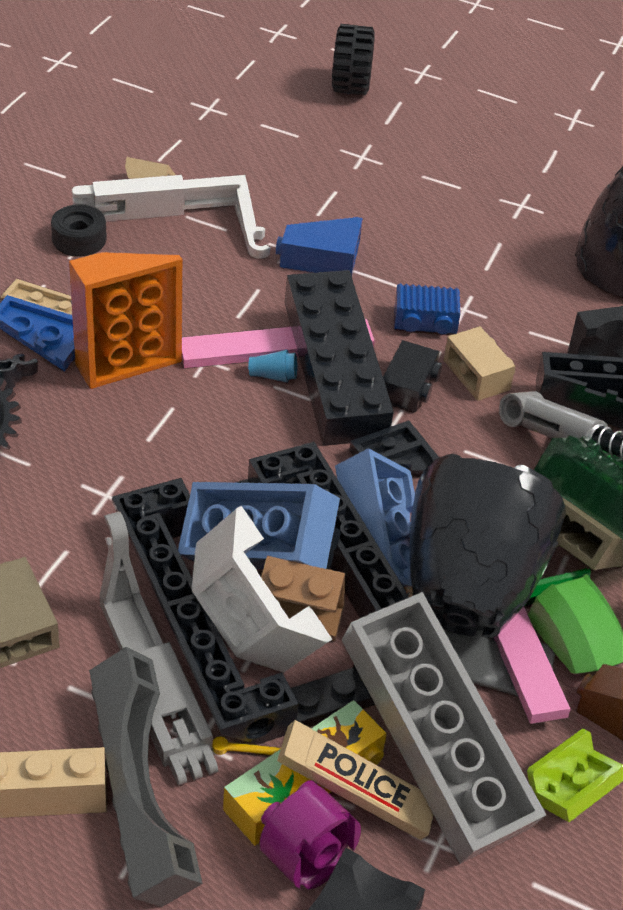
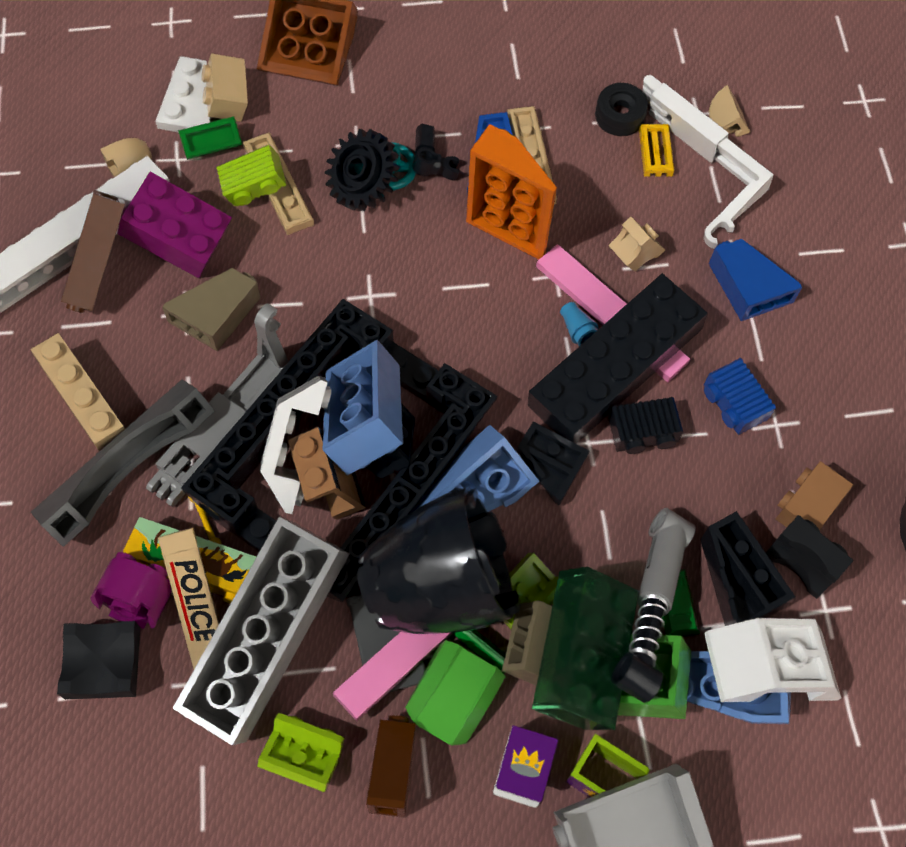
camera: 60 degrees right, 20 degrees up
(139, 234) = (657, 168): none -> yellow tile
(232, 285) = (636, 244): none -> tan brick
(479, 363) = (705, 469): tan brick -> none
(552, 314) = (816, 498): none -> medium nougat brick

